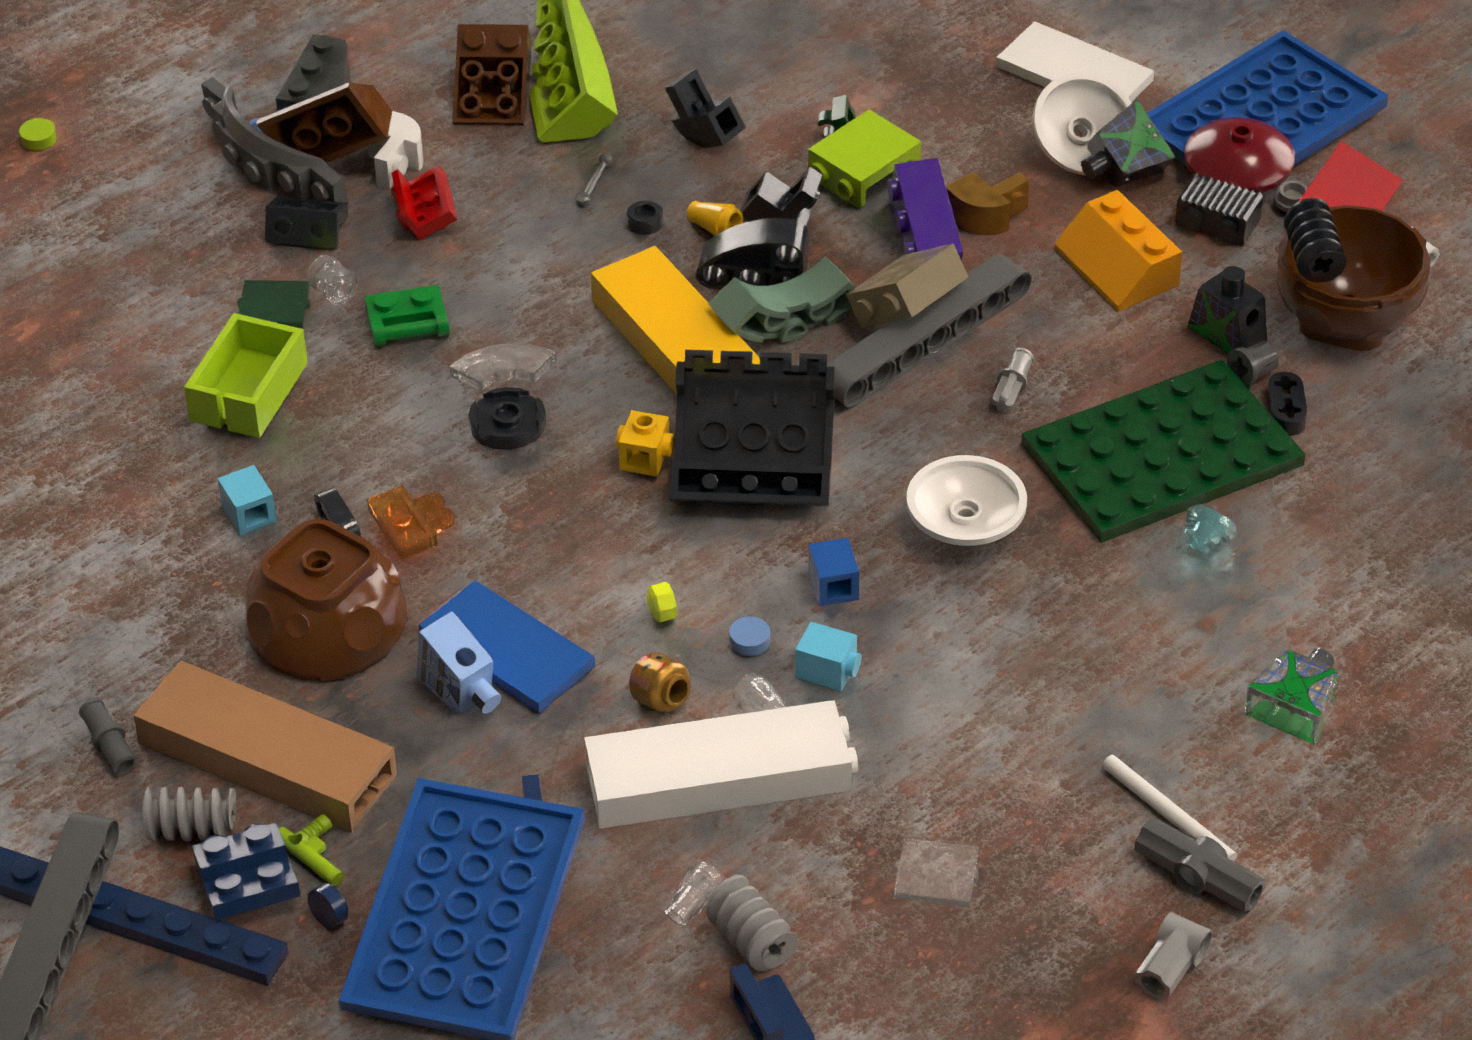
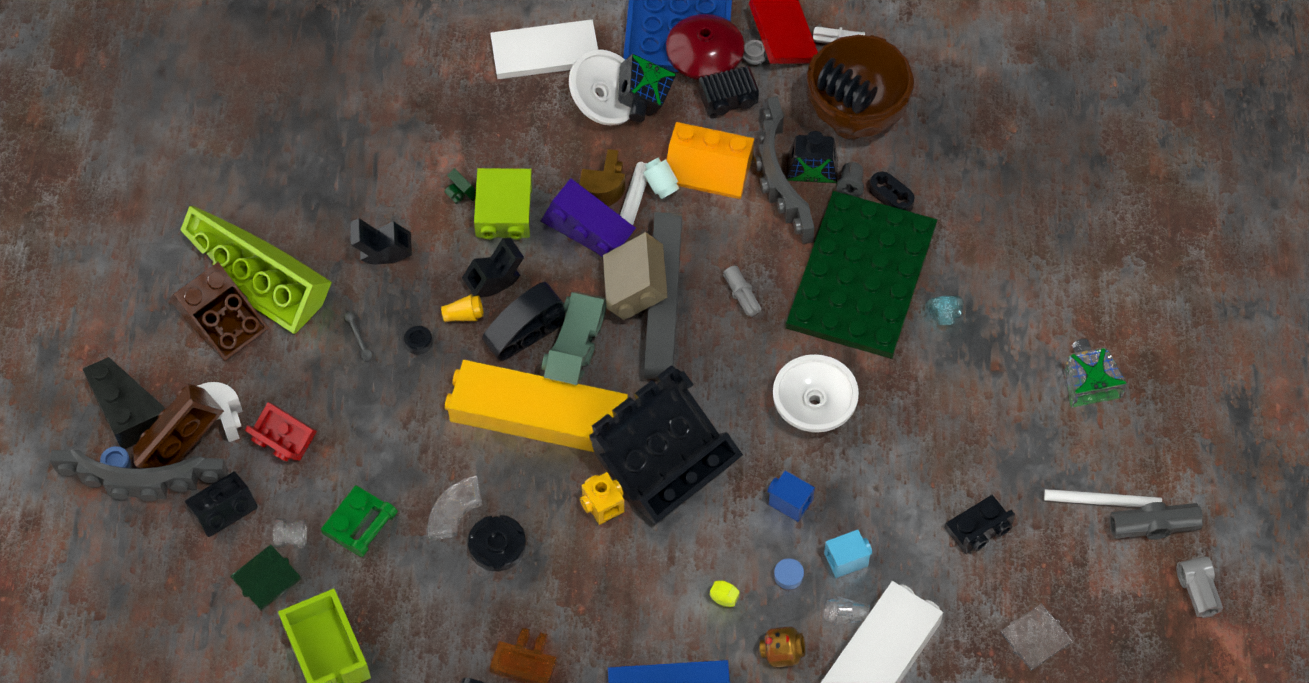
camera: 45 degrees left, 15 degrees up
(1001, 735) = (979, 524): none -> black bracket
(1007, 236) = (634, 193): none -> white axle
(1047, 233) = (661, 177): none -> light aqua brick
(1174, 296) = (774, 181): none -> dark grey piece

